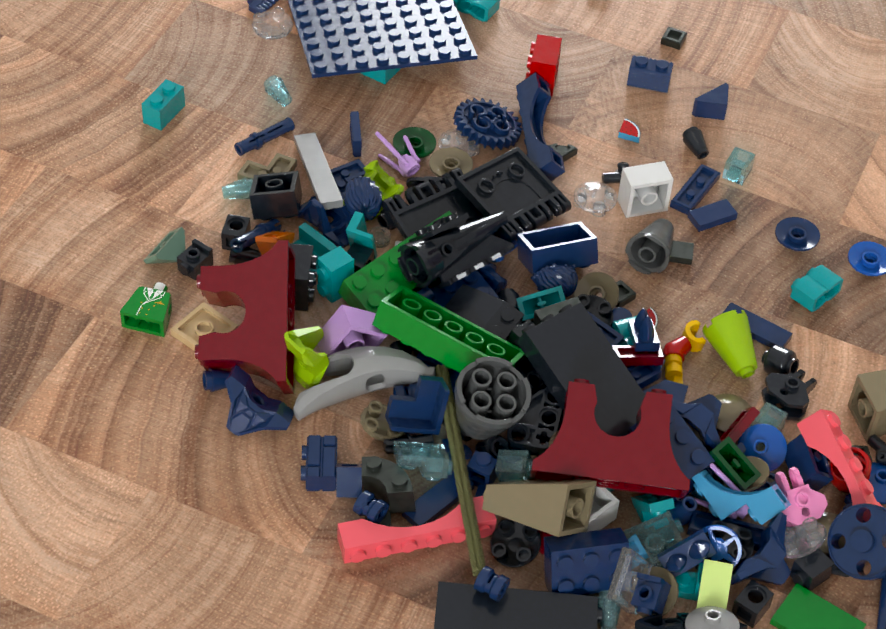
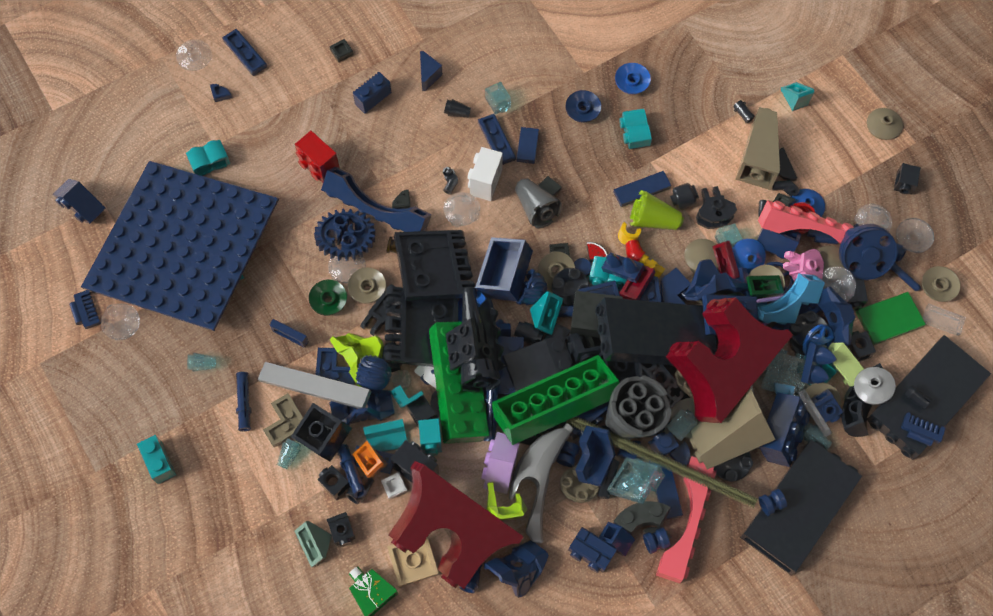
camera: 55 degrees left, 20 degrees up
(408, 164) = (347, 317): lavender plant -> none
(629, 131) = (413, 143): tile -> none

